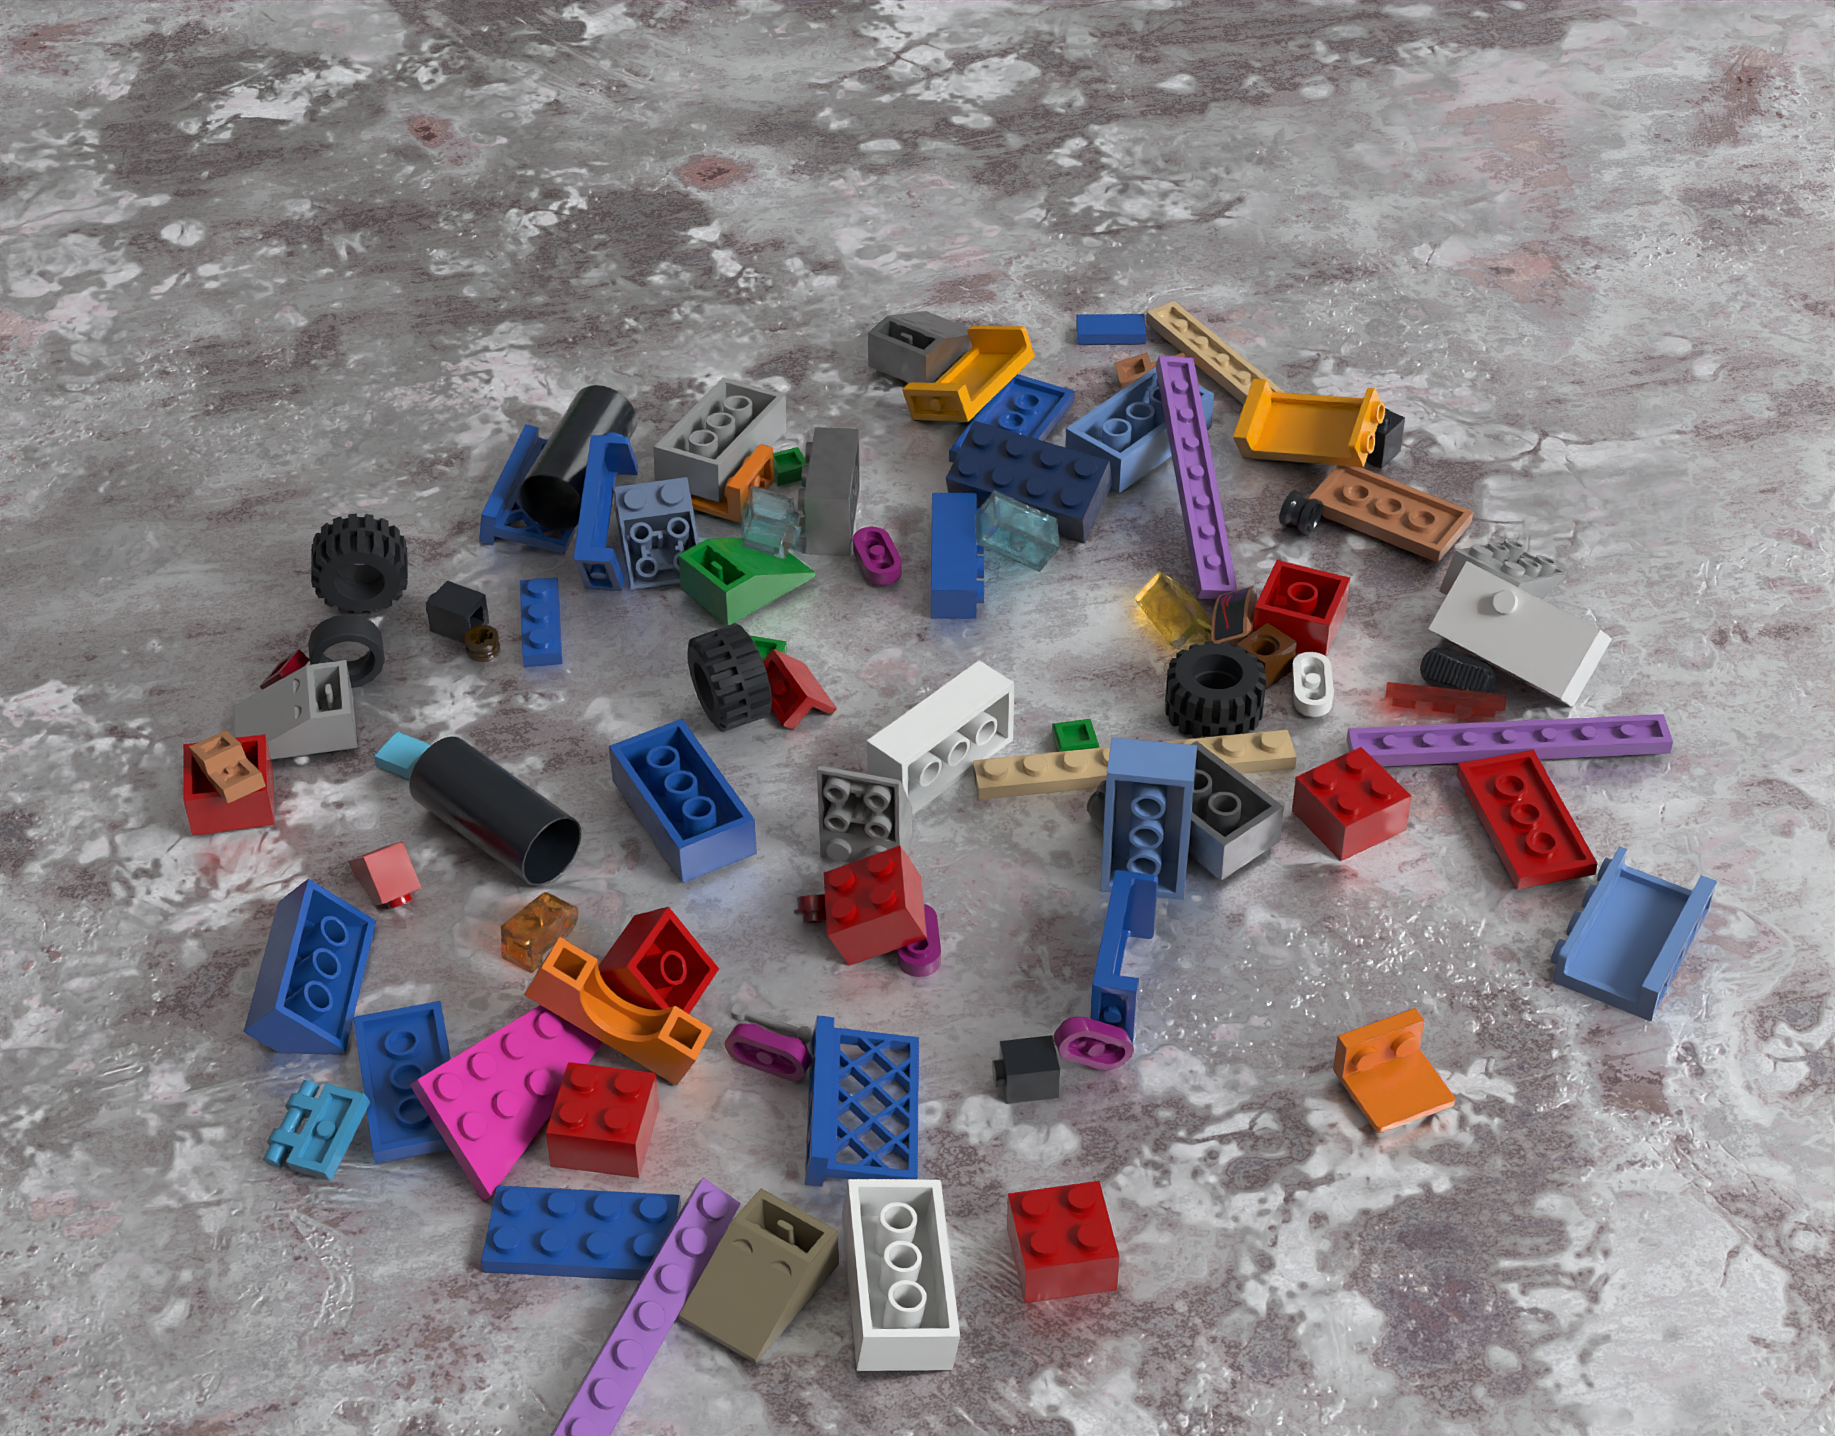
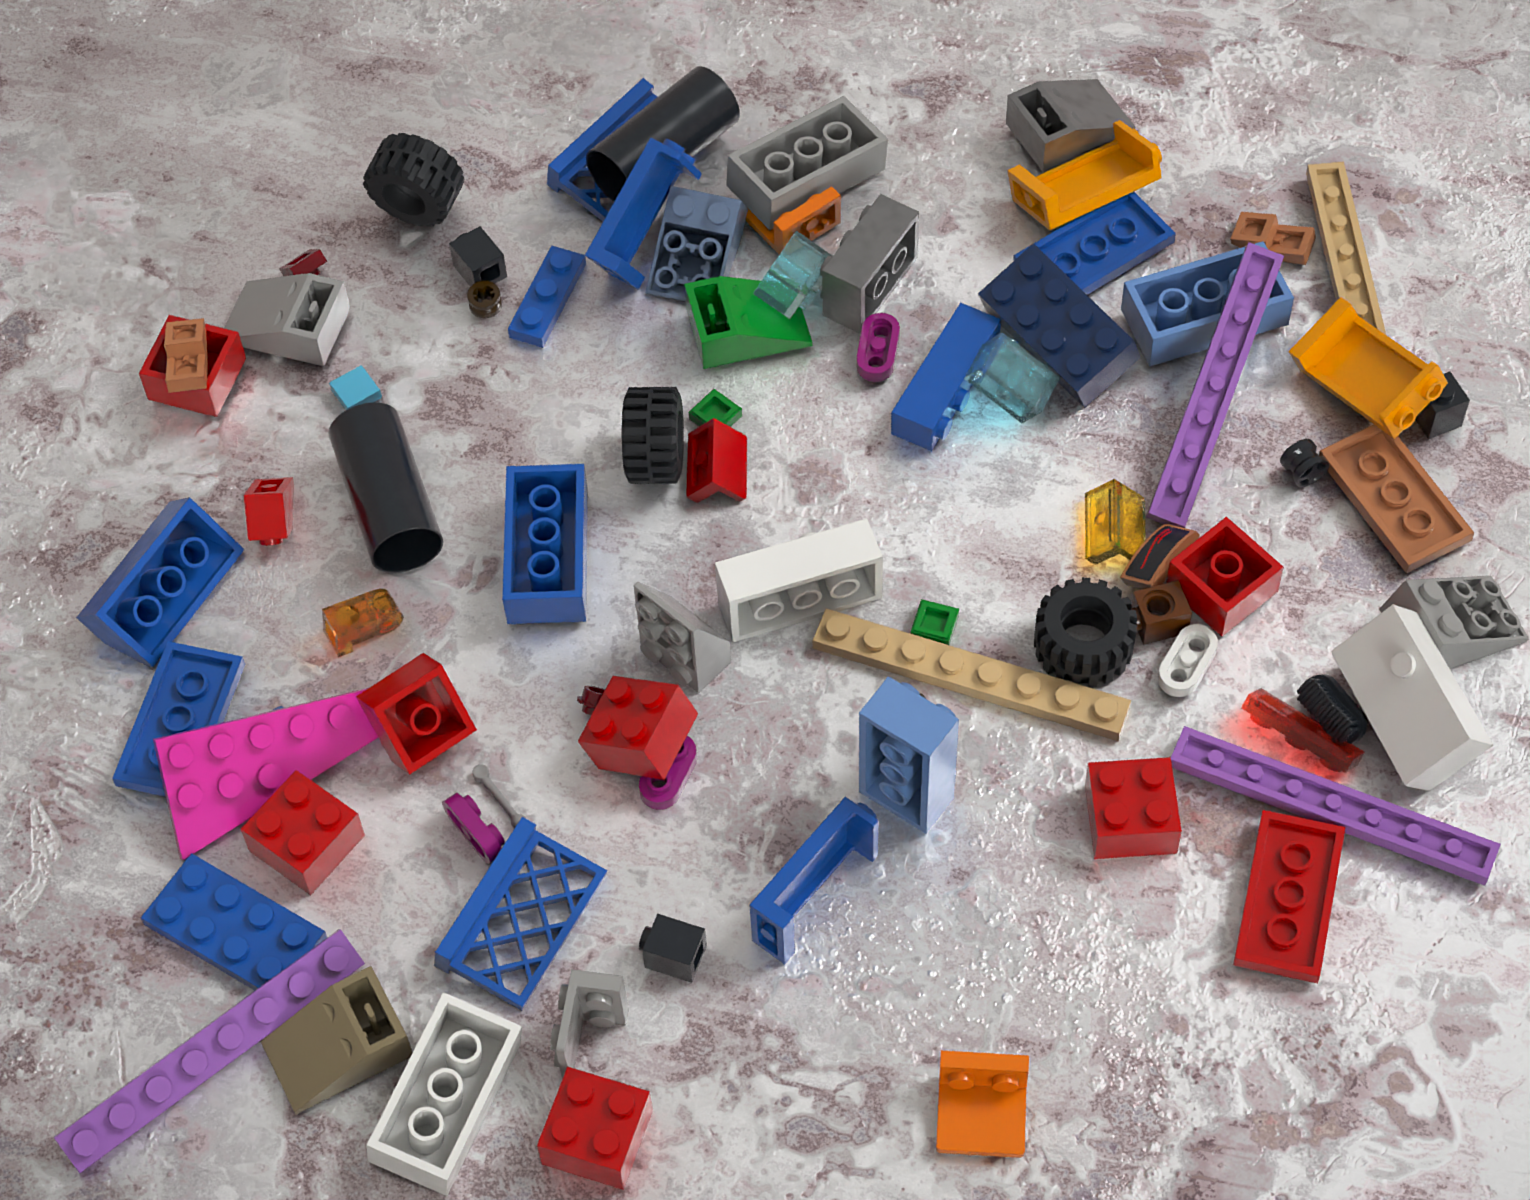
camera: 30 degrees right, 15 degrees up
(326, 1133) = (89, 741): dark azure plate -> none
(352, 629) = (363, 254): black tyre -> none
(657, 1039) = (334, 717): orange arch -> none
(788, 466) = (854, 205): green tile -> none
(991, 1140) = (590, 998): none -> light grey bracket
(1093, 1043) = (738, 951): magenta plate -> none
(1110, 329) = (1265, 168): blue tile -> none
(1229, 817) = (998, 760): flat silver brick -> none
(1630, 936) = (1303, 1064): medium blue panel -> none

